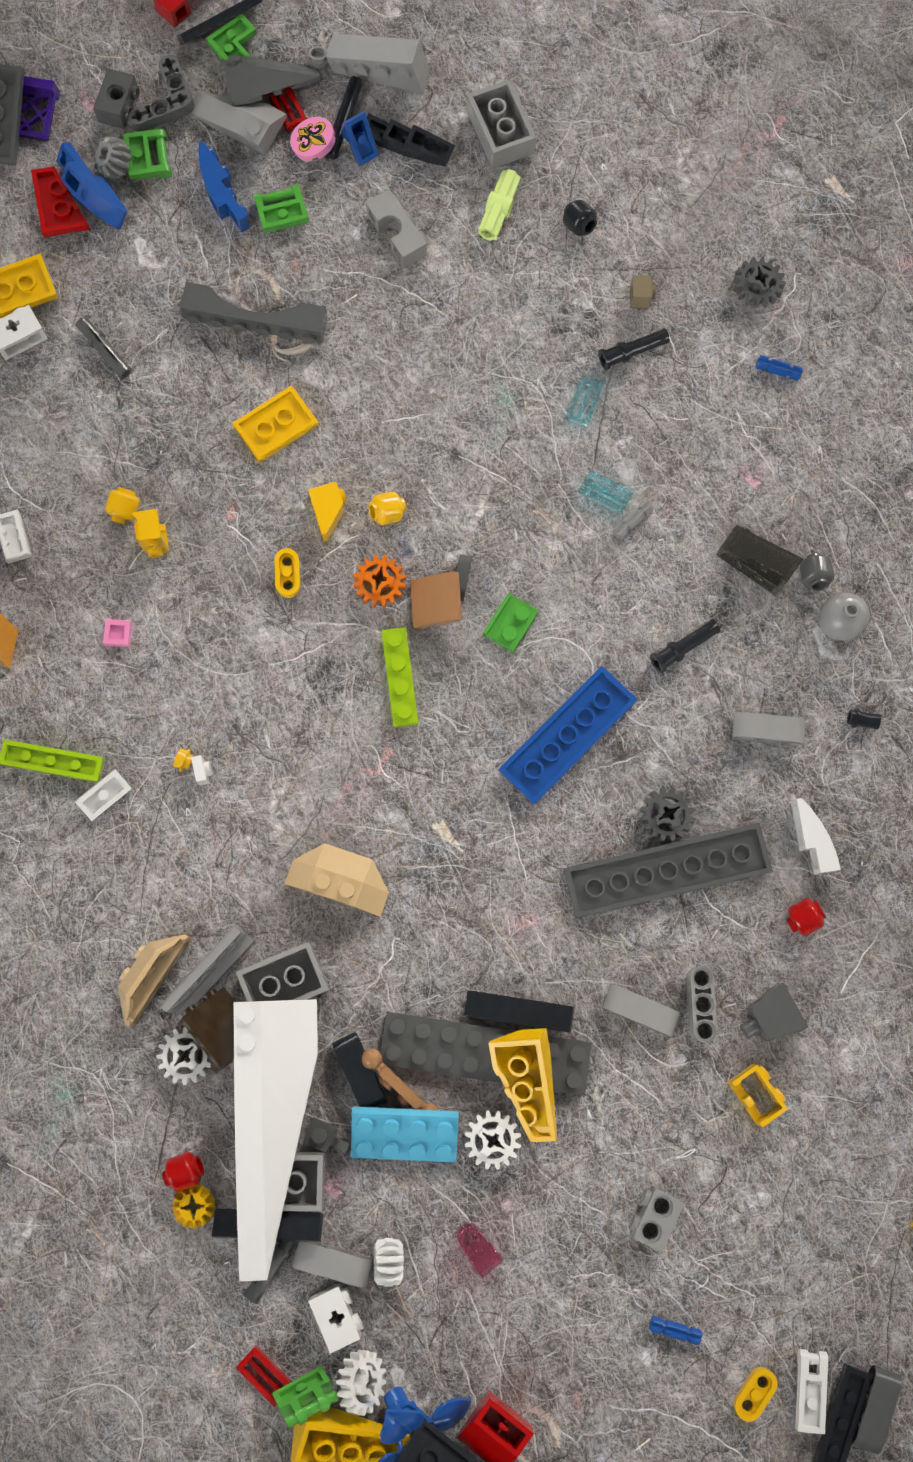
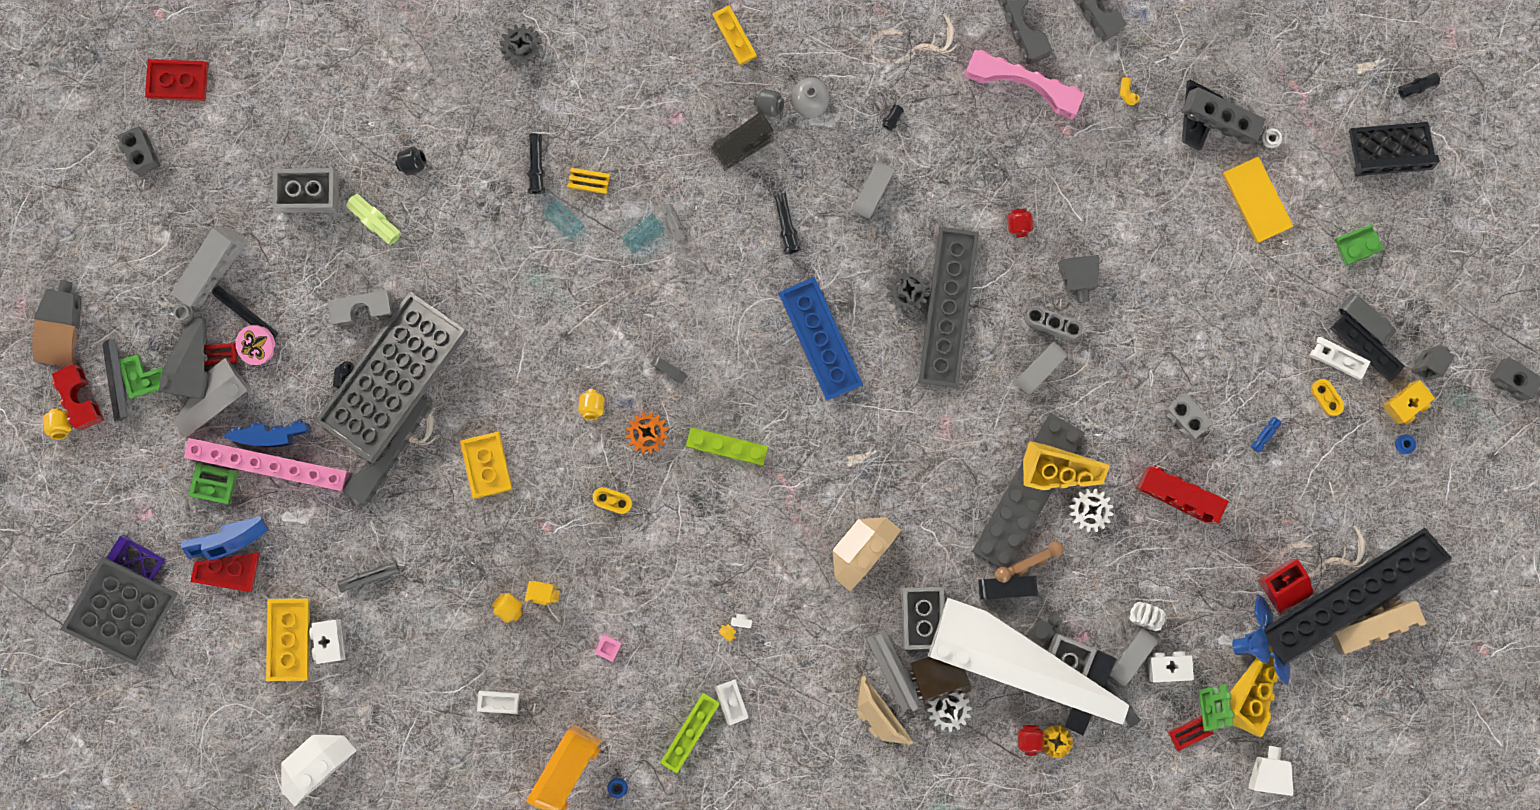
camera: 65 degrees left, 5 degrees up
(112, 158) = (208, 512): light grey gear -> none
(116, 86) = (142, 486): dark grey brick -> none
(175, 97) = (171, 442): dark grey beam -> none
(186, 196) = (267, 464): none -> bright pink brick
(281, 214) = (311, 393): bright green plate -> none
(317, 236) = (341, 372): none -> black arm
(328, 507) = (572, 450): yellow slope -> none
(332, 285) = (391, 377): none -> dark grey plate
(360, 137) = (274, 307): blue slope -> none
(361, 1382) = (1220, 665): white gear -> none
(404, 1134) = (1064, 571): medium azure plate -> none
(410, 142) = (287, 270): black slope -> none
(436, 600) = (679, 396): medium nougat slope -> none
(480, 1252) = (1164, 549): clear pink piece -> none
(510, 622) = (717, 346): bright green plate -> none
(519, 1011) = (1008, 455): black slope -> none
(556, 1249) = (1182, 495): none -> red wedge
(641, 291) = (492, 139): dark tan plate -> none
(648, 408) = (572, 177): none -> yellow tile
(758, 1095) = (1130, 310): yellow window -> none
(779, 367) = (596, 60): blue axle -> none
(814, 837) = (966, 191): white slope -> none
(876, 504) = (734, 35): none -> yellow plate

